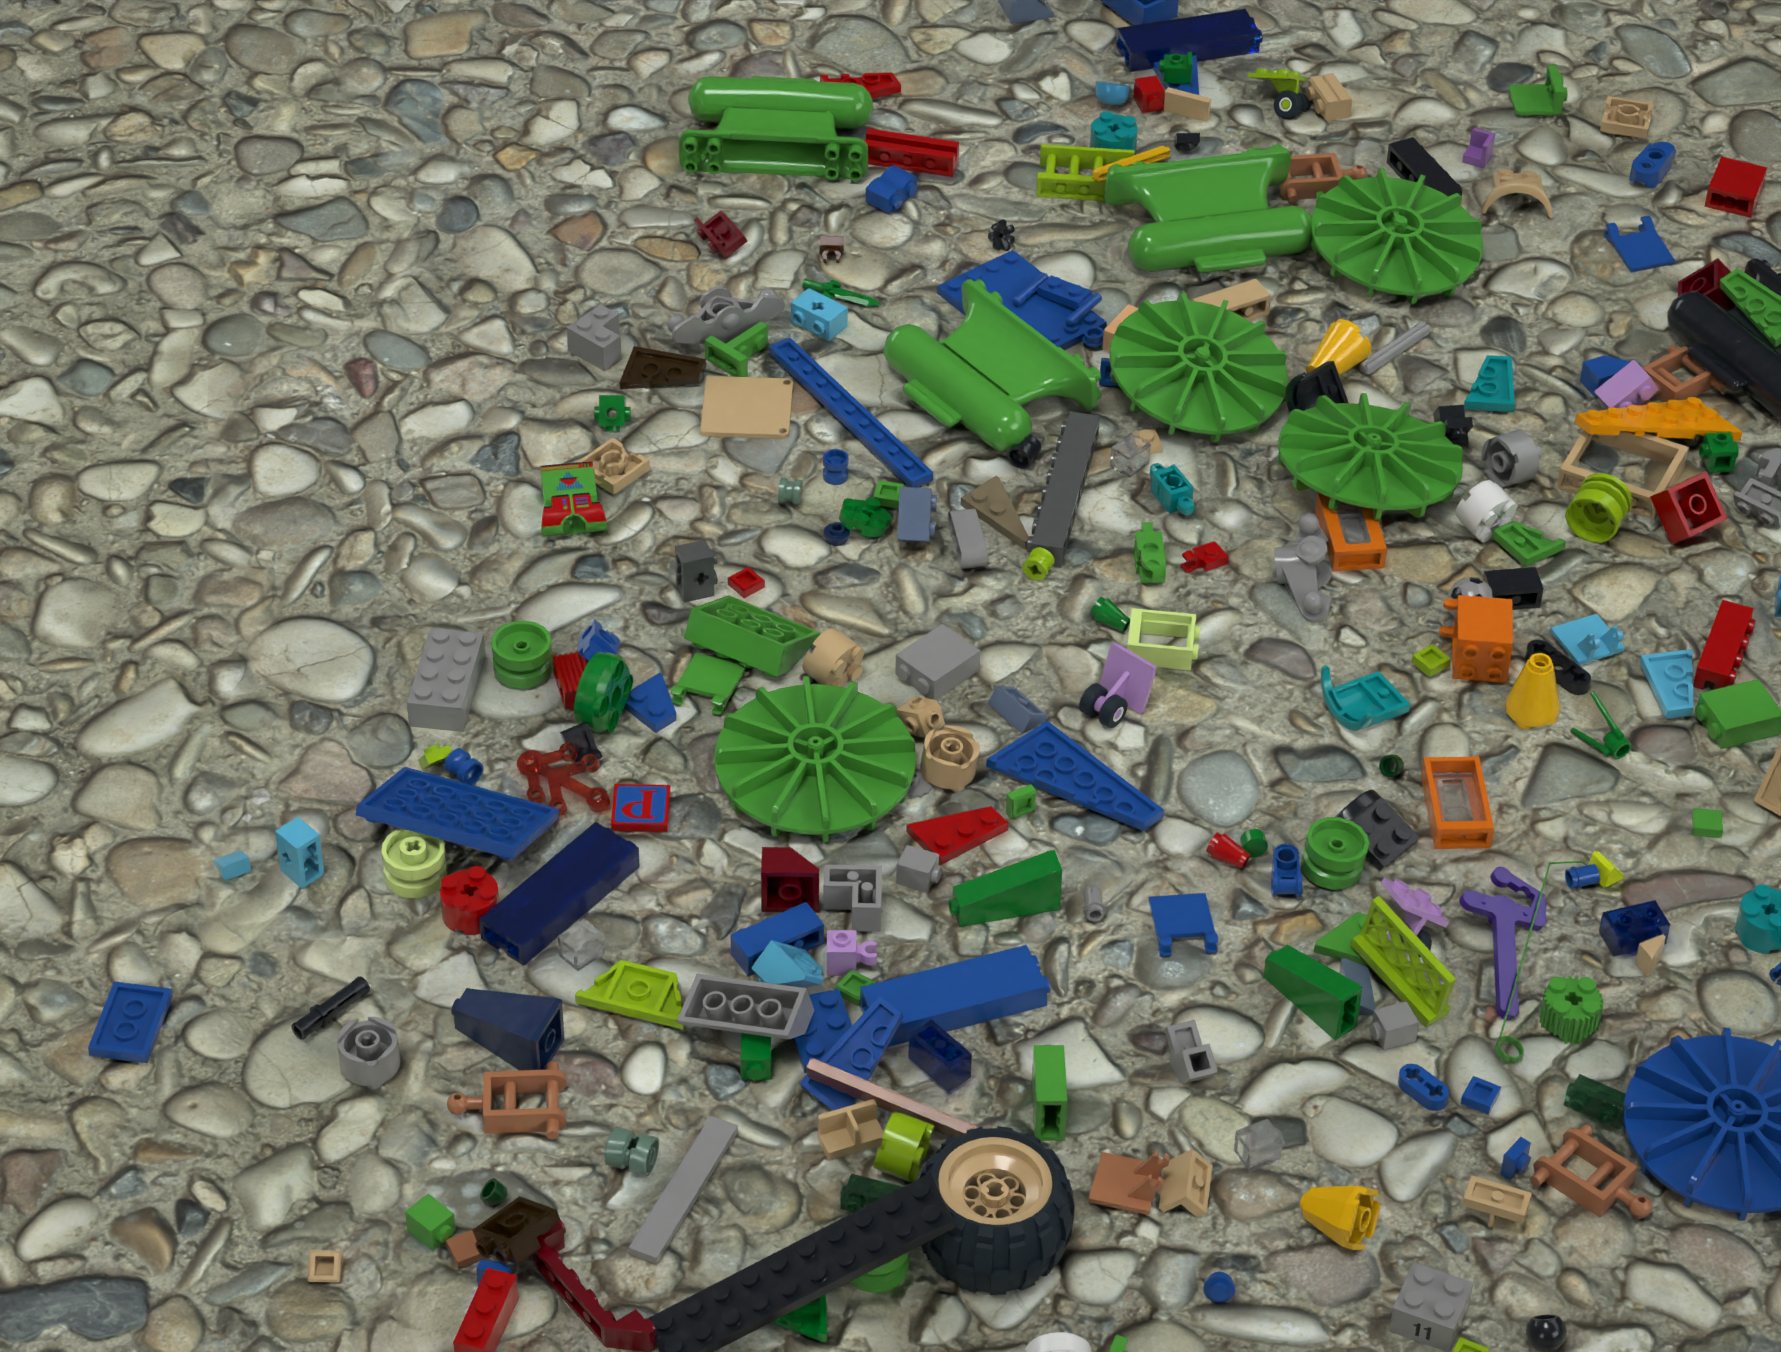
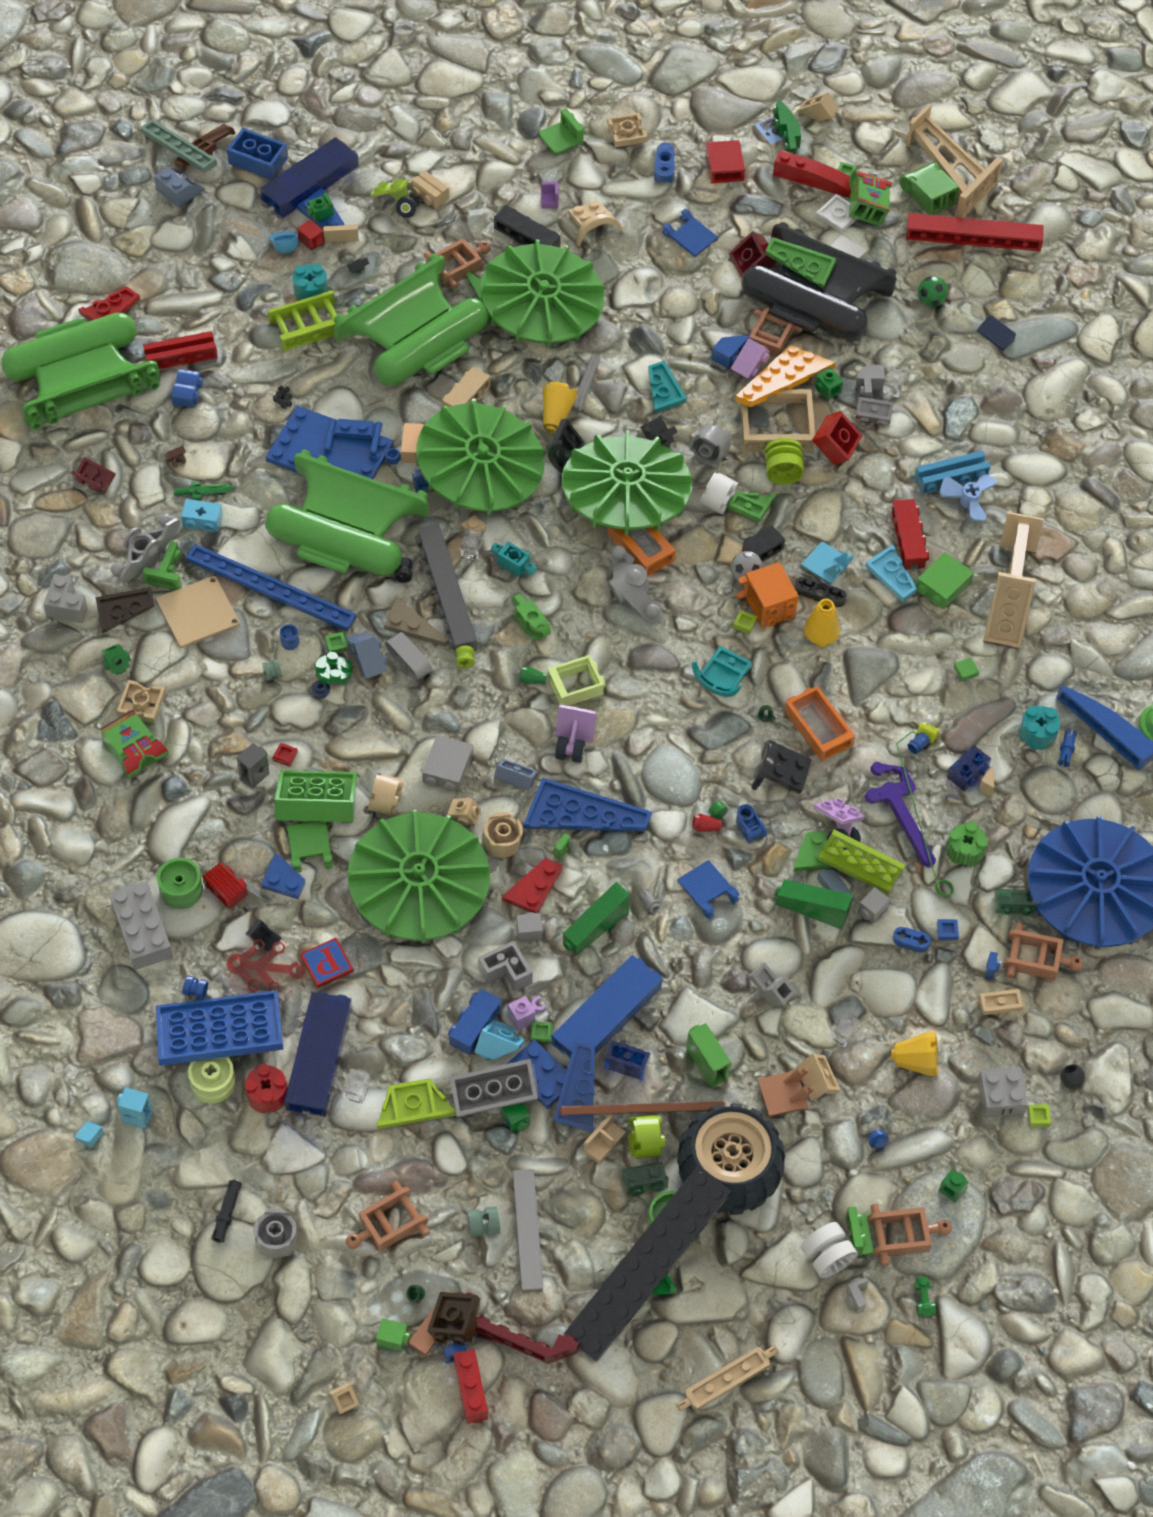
camera: 30 degrees left, 15 degrees up
(130, 1022) = (104, 1287): blue plate -> none
(434, 755) = (171, 988): lime plate -> none
(512, 1025) = (352, 1170): dark blue slope -> none
(596, 640) = (228, 854): blue piece -> none
(603, 692) = (256, 891): green piece -> none
(787, 880) = (459, 978): dark red slope -> none
(1150, 156) = (336, 302): yellow axle -> none
(1206, 556) = (563, 602): red plate -> none
(1334, 853) = (772, 797): bright green wheel -> none
(1614, 740) = (885, 634): green plant -> none

